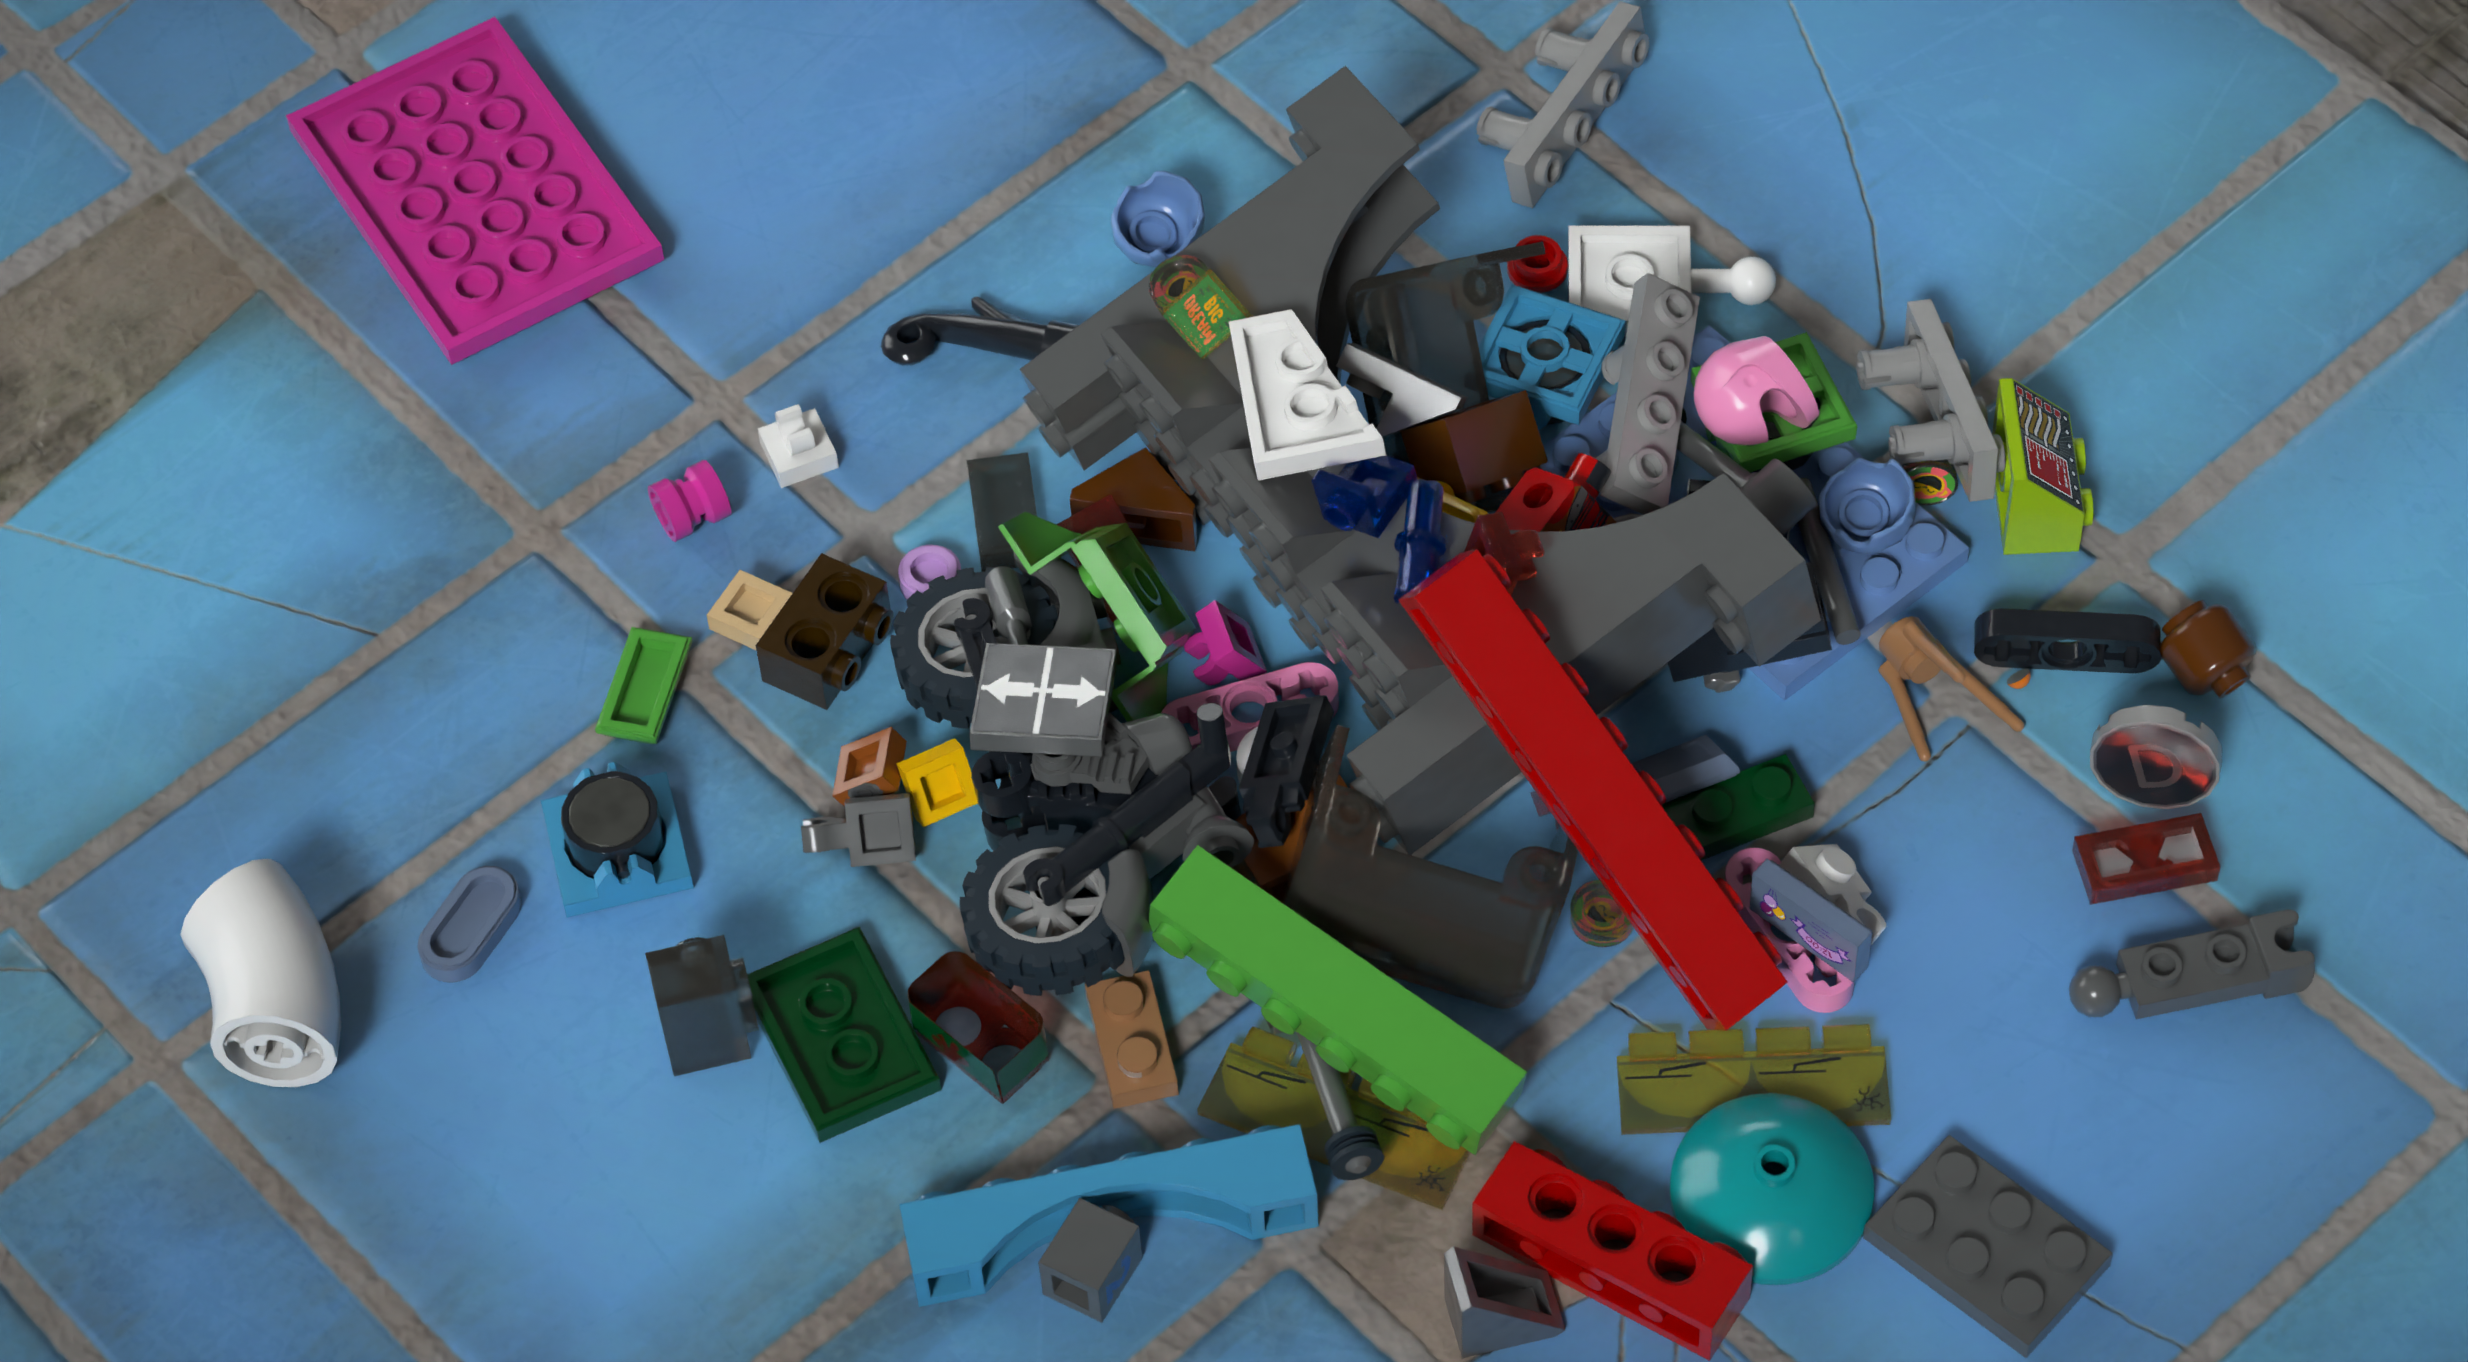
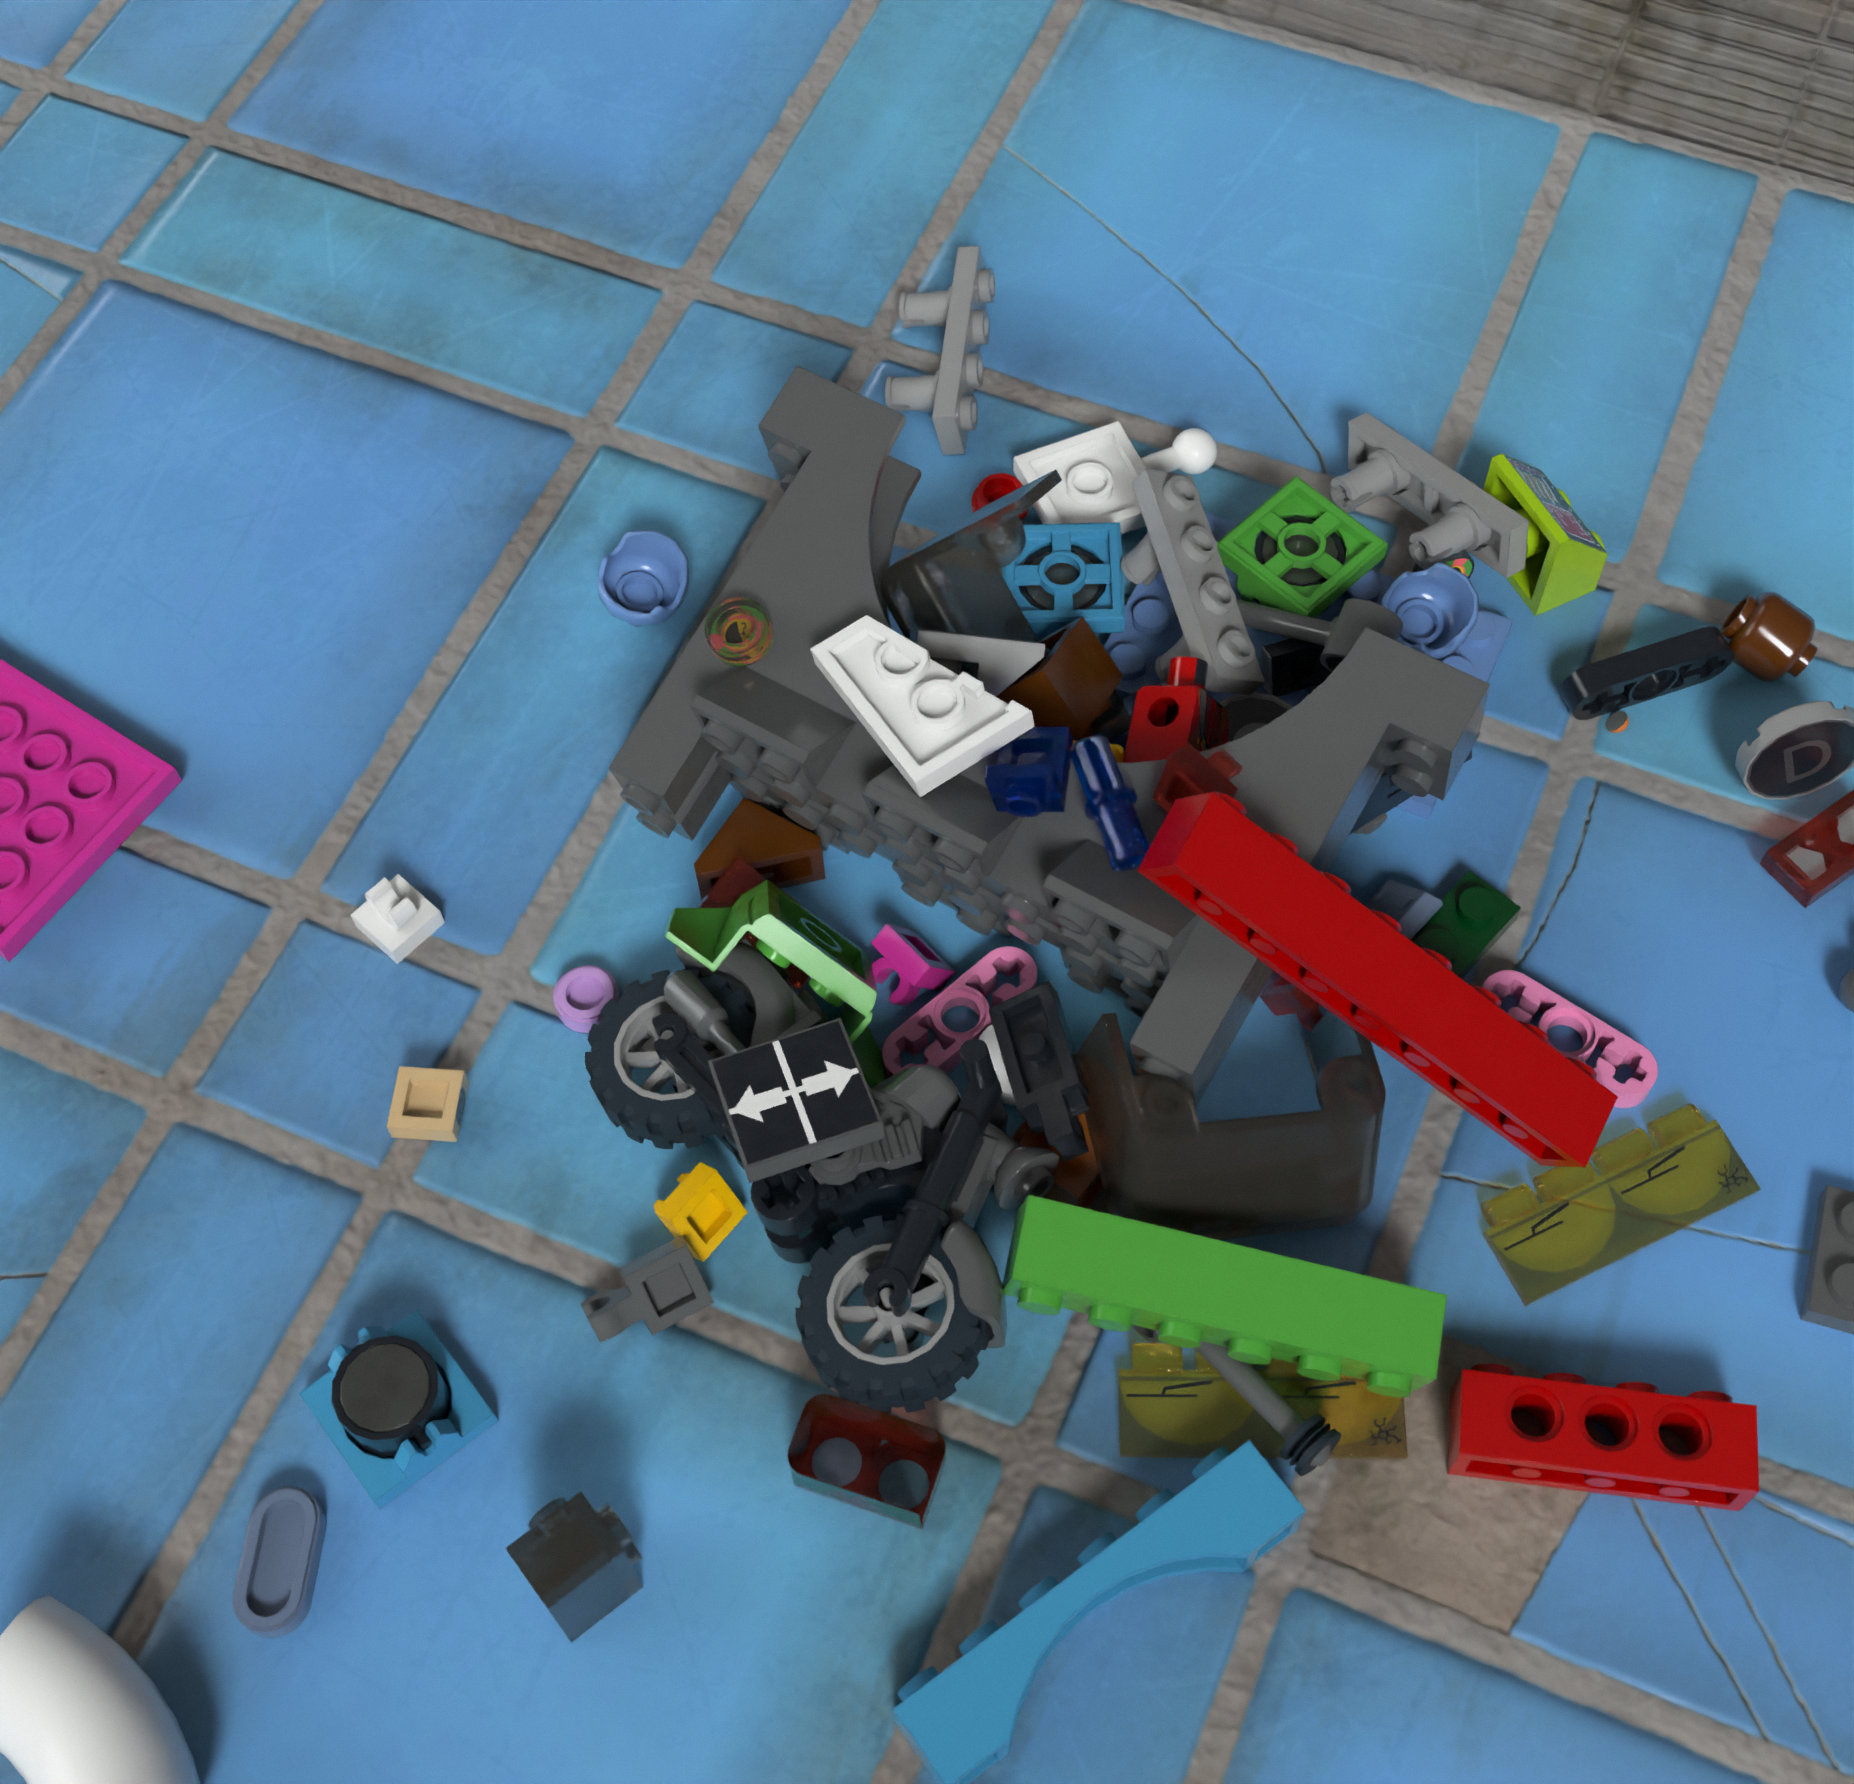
camera: 25 degrees left, 5 degrees up
(643, 685) = (352, 1224): bright green tile -> none
(682, 504) = (311, 1019): dark pink wheel -> none
(815, 626) = (499, 1098): dark brown brick -> none
(841, 1035) = (726, 1524): dark green tile -> none
(869, 766) = (624, 1223): dark orange plate -> none
(990, 331) = (531, 737): black plant -> none
(999, 492) = (626, 906): clear smoke tile -> none
(1091, 1259) = (1109, 1673): dark grey brick -> none
(1131, 1040) = (1023, 1411): medium nougat piece -> none
(1204, 313) = (779, 649): tile -> none
(1497, 1302) = (1524, 1546): flat silver slope -> none
(1597, 917) = (1402, 1088): clear smoke tile -> none
(1745, 382) = (1290, 547): bright pink helmet -> none
(1781, 1223) = (1667, 1329): teal dish -> none
(1810, 919) = (1604, 1025): sand blue tile -> none
(1835, 877) = (1584, 982): white plate -> none
(1919, 657) = (1527, 733): medium nougat plant -> none

